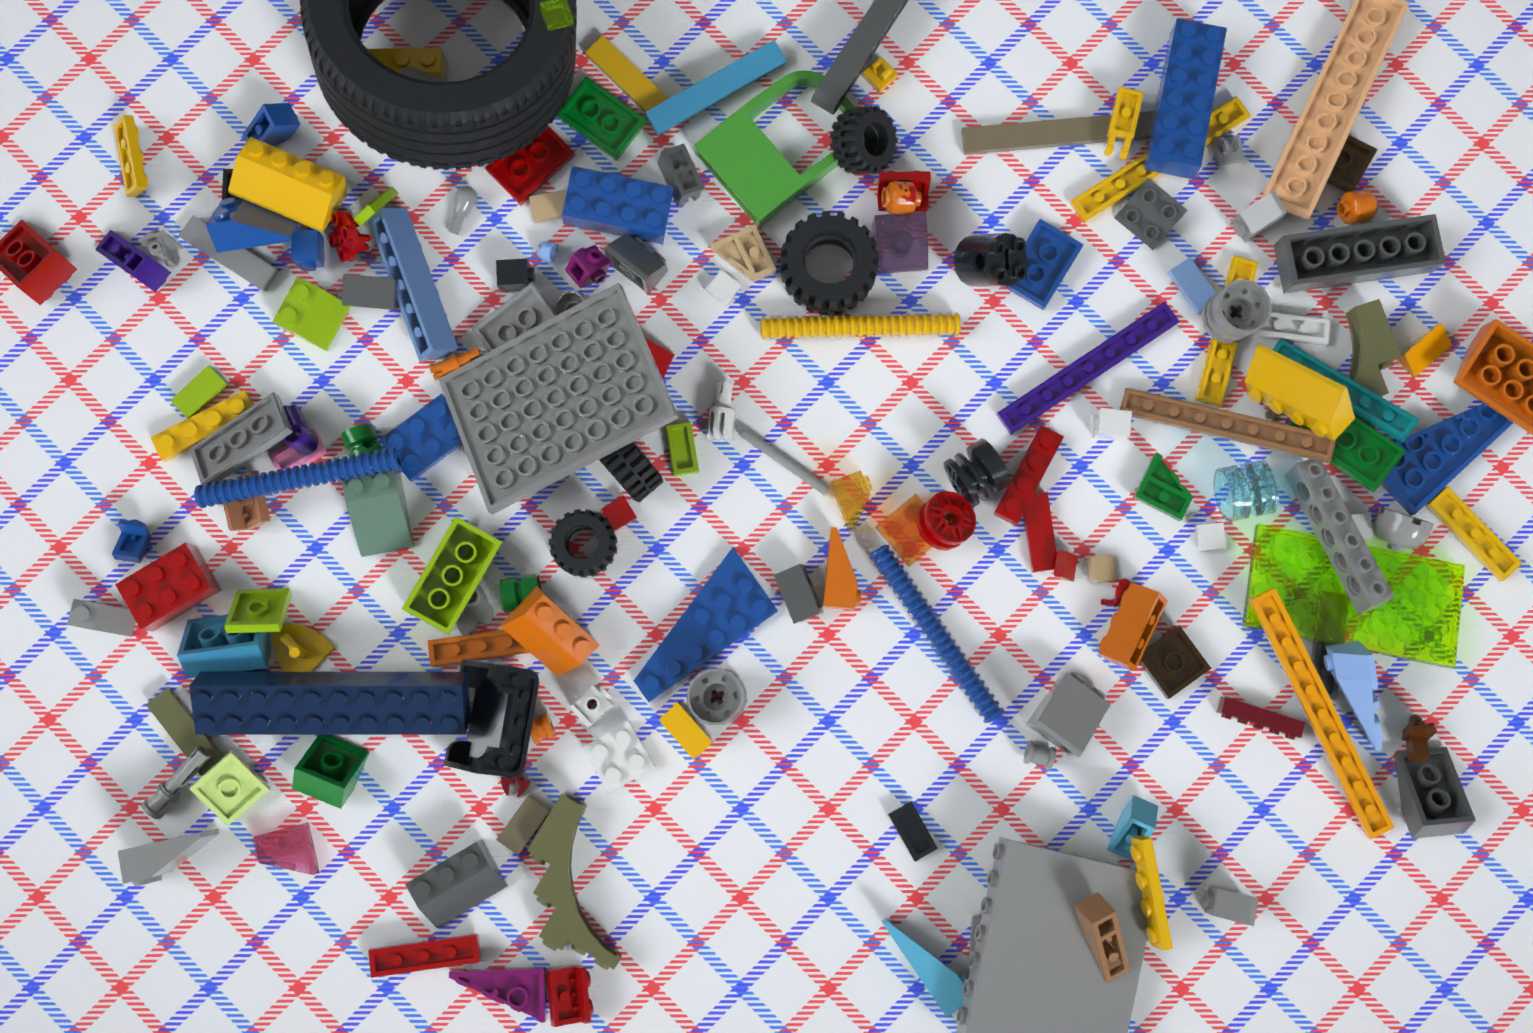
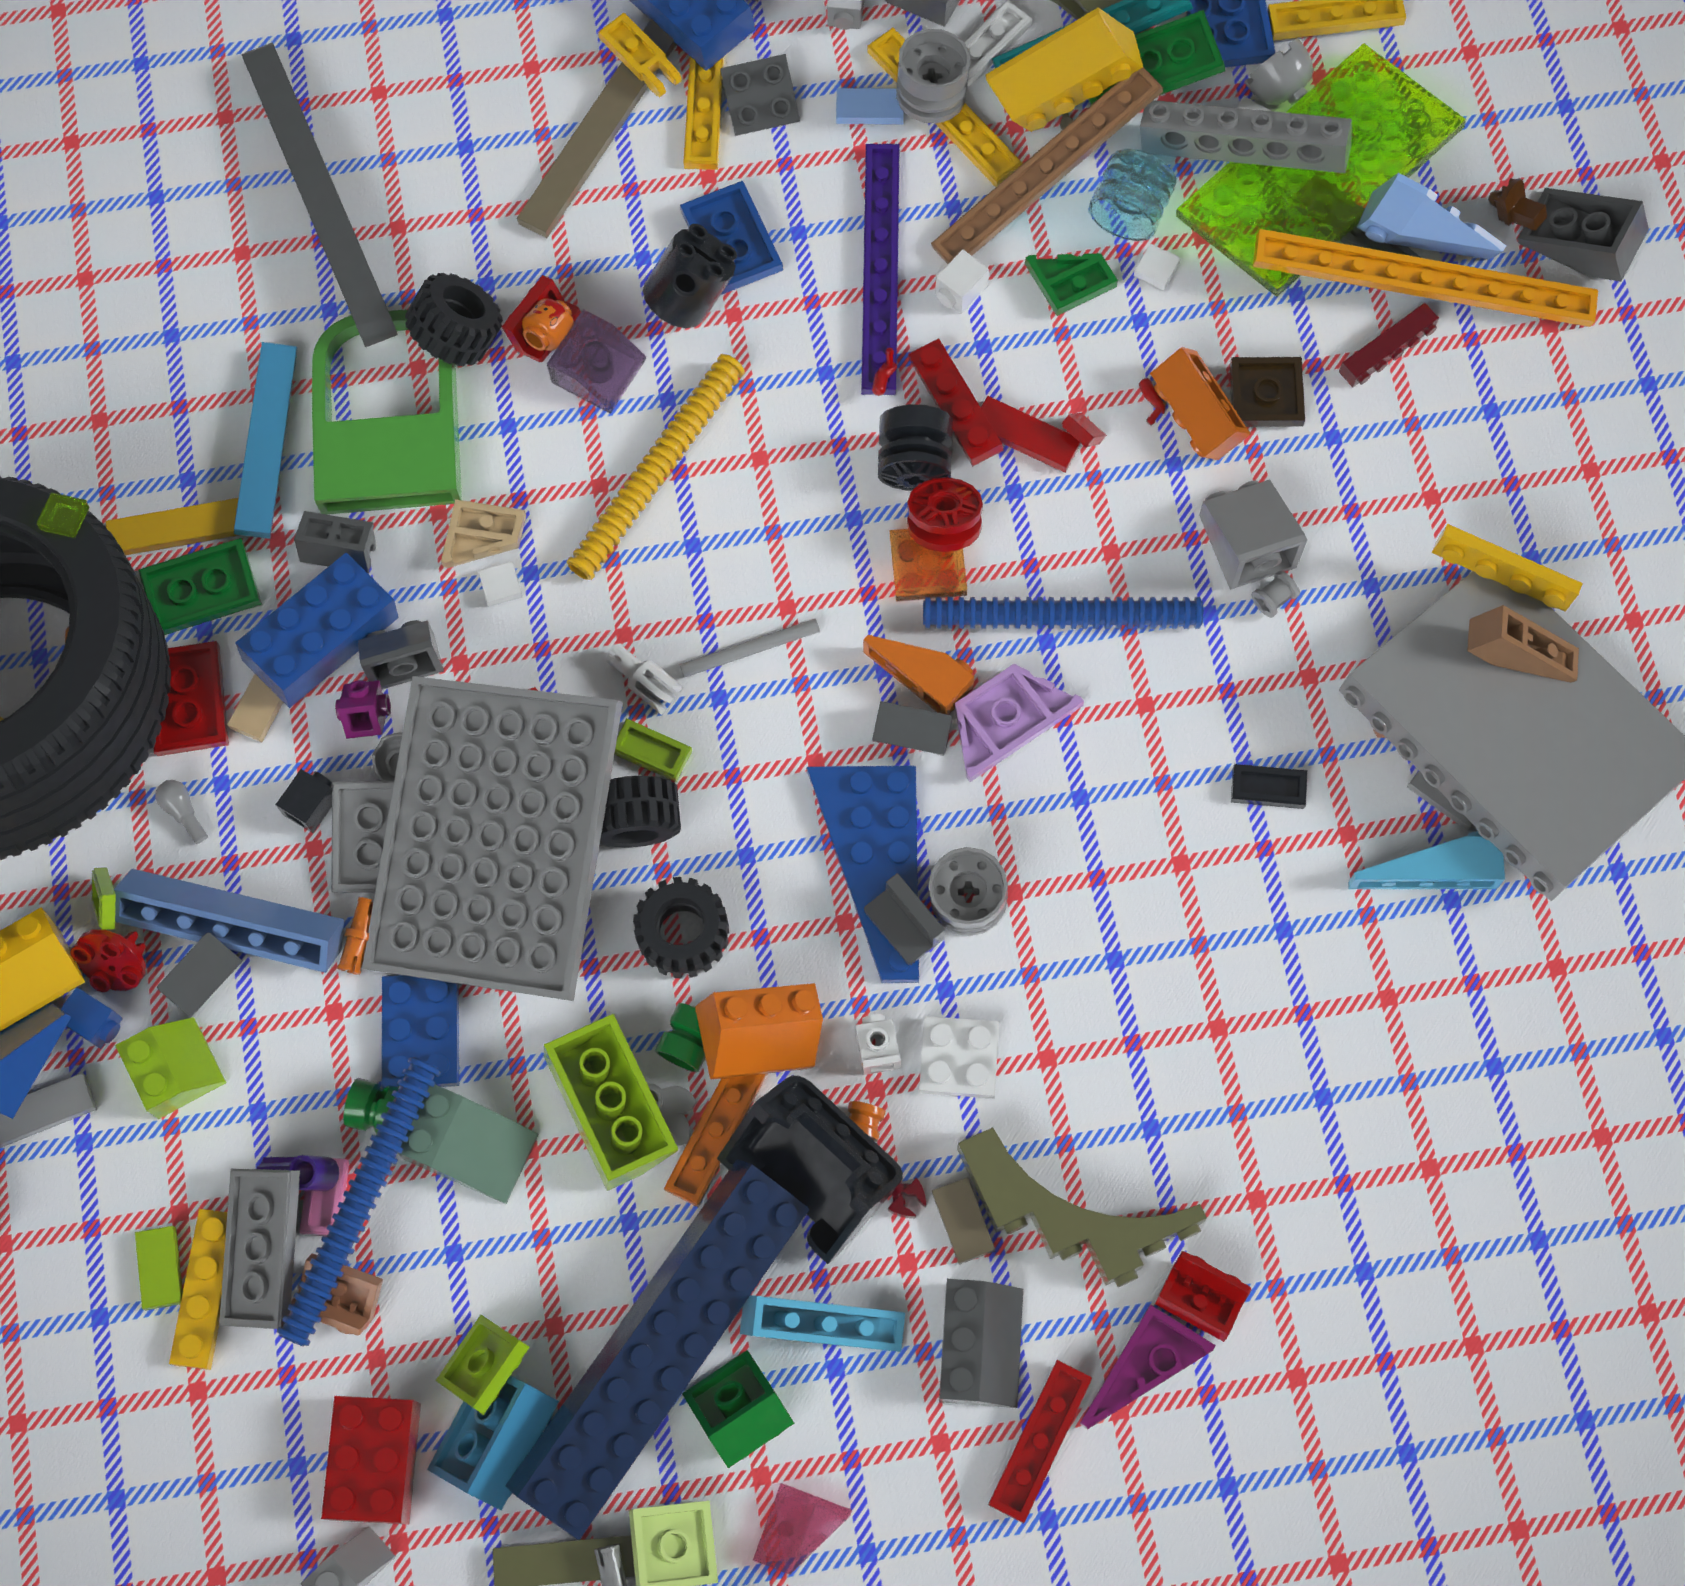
camera: 50 degrees left, 10 degrees down
(132, 541) = (279, 1470): blue bracket -> none
(299, 648) = (560, 1352): yellow shield -> none
(408, 784) = (822, 1323): none -> medium azure slope
(548, 251) = (306, 747): light blue hinge -> none
(619, 513) = (672, 864): red tile -> none
(673, 670) = (904, 920): none -> dark grey panel
(686, 730) = (981, 956): yellow panel -> none
(836, 231) = (552, 408): black tyre -> none
(848, 644) = (1007, 716): none -> lavender wing
(851, 496) = (845, 601): clear yellow slope -> none
(879, 74) = (389, 262): yellow tile -> none
(1015, 419) = (883, 374): none -> red piece
(1101, 568) = (1112, 398): tan slope -> none
(1136, 819) = (1413, 542): medium azure slope -> none
(1231, 905) = (1575, 502): light grey slope -> none

